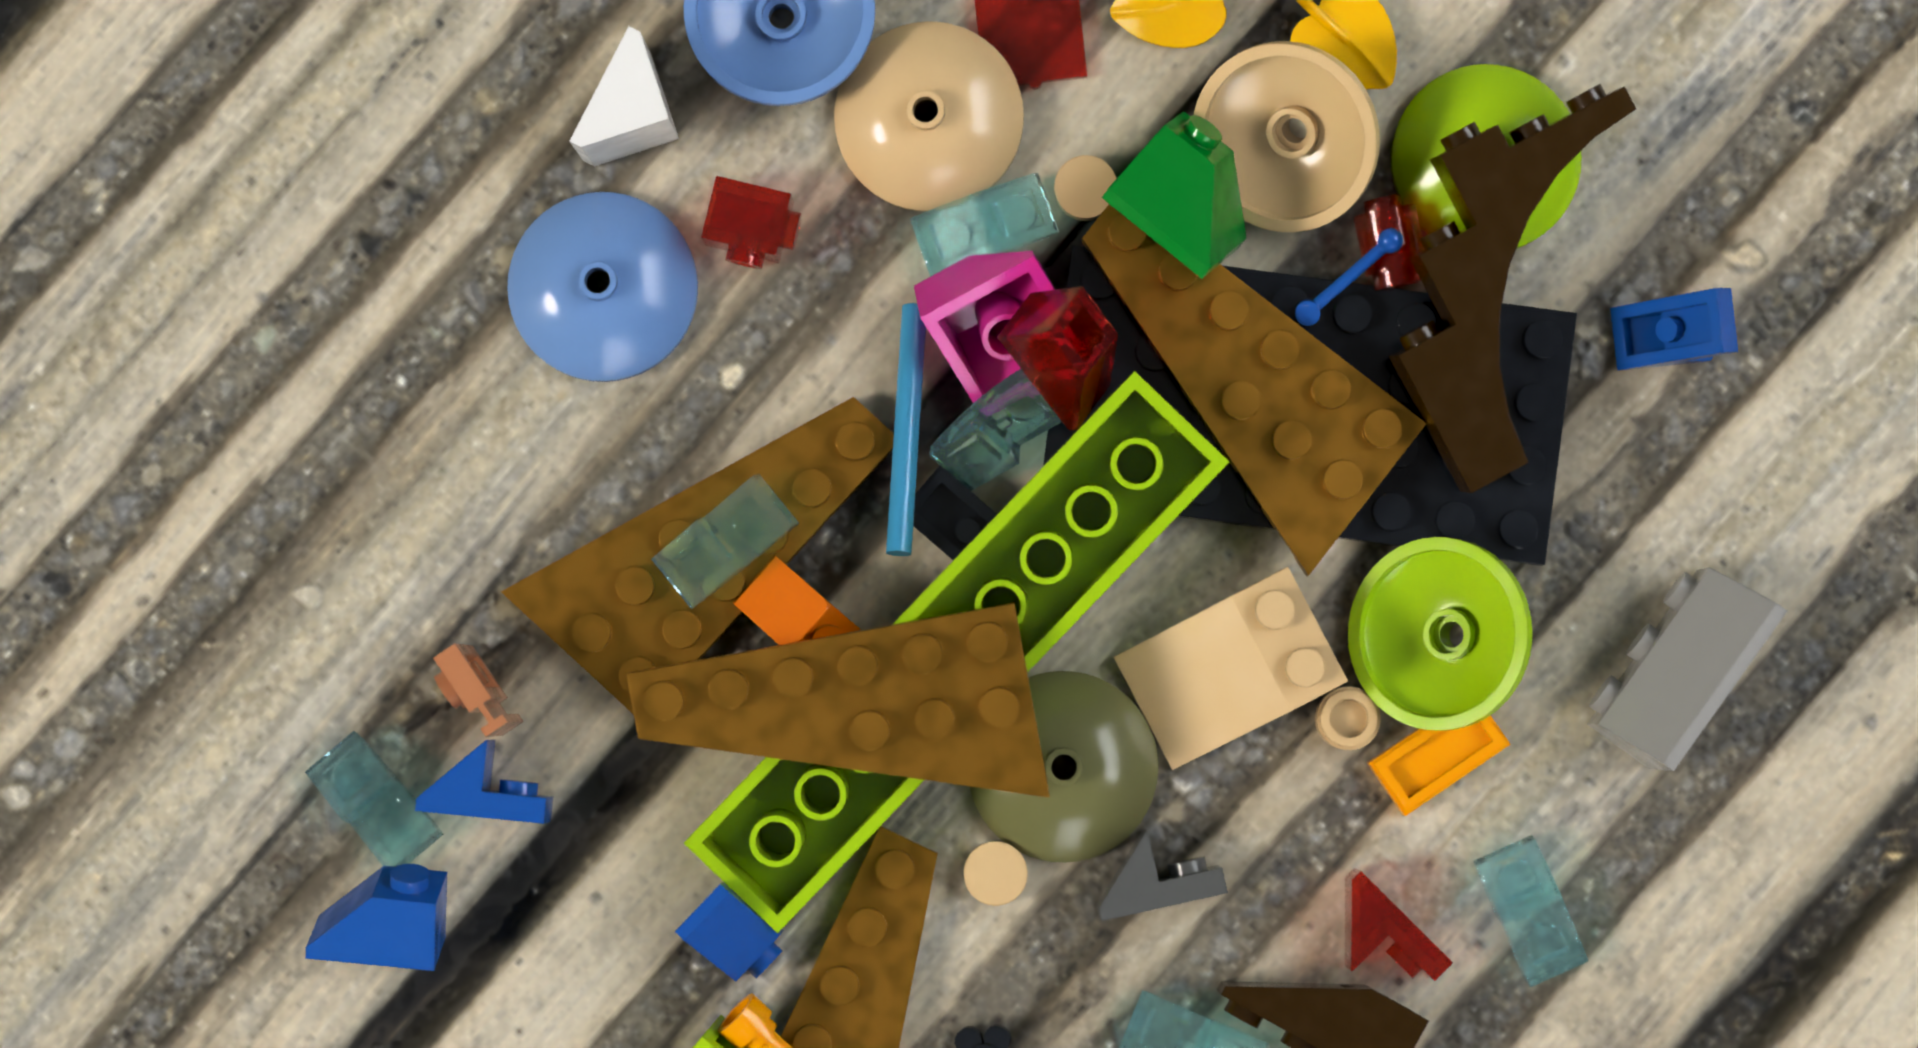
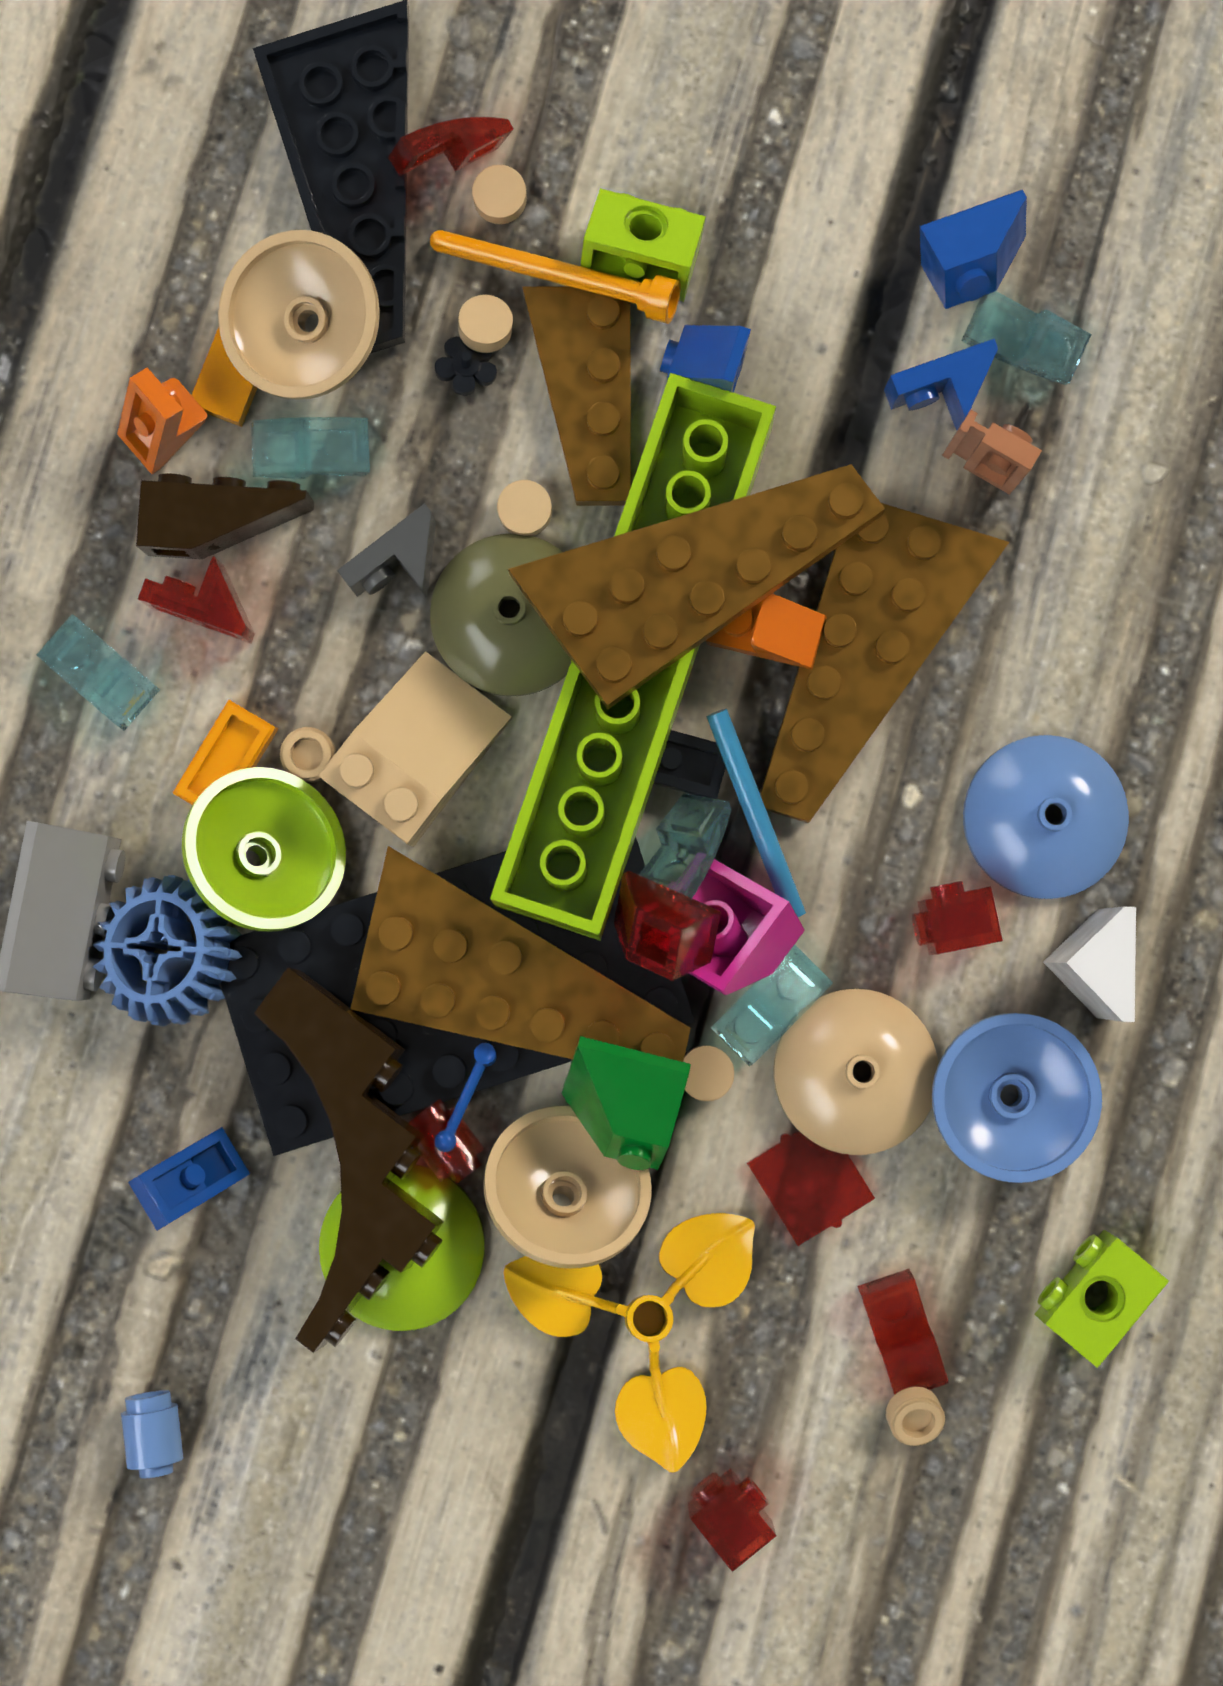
camera: 155 degrees right, 0 degrees up
(725, 541) = (856, 658): clear light blue slope -> none
(1636, 601) = (157, 920): none -> medium blue gear
(1831, 88) = (151, 1433): none -> medium blue brick

